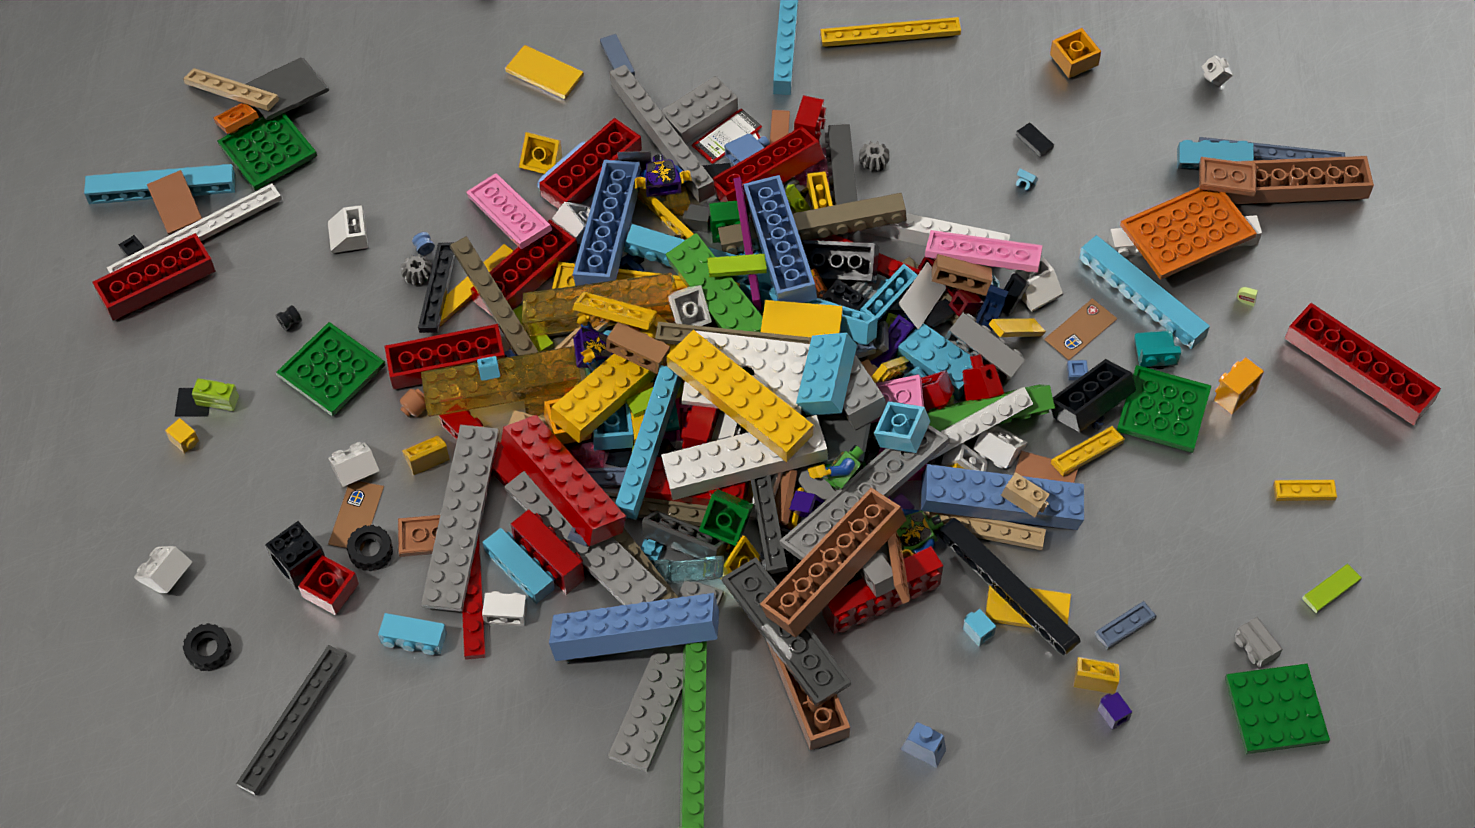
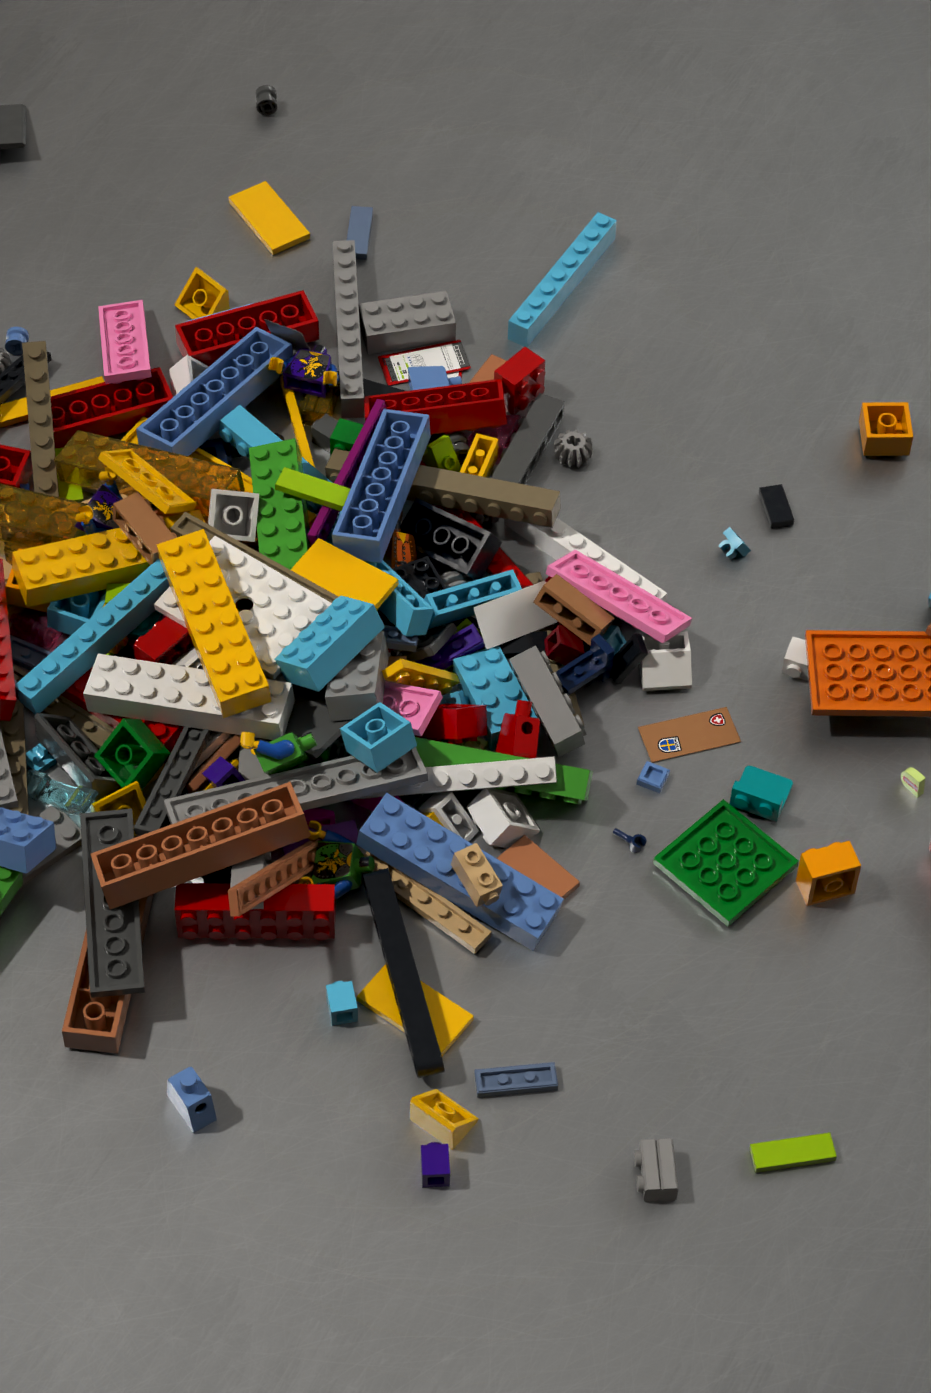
camera: 25 degrees right, 5 degrees down
(890, 31) = (685, 324): yellow plate -> none
(1017, 327) = (602, 695): yellow tile -> none
(1087, 451) = (601, 869): yellow tile -> none
(1093, 395) = (644, 808): black brick -> none
(1144, 292) = (789, 725): medium azure brick -> none
(1277, 708) = (632, 1256): green plate -> none
(1304, 490) = (836, 1028): yellow tile -> none

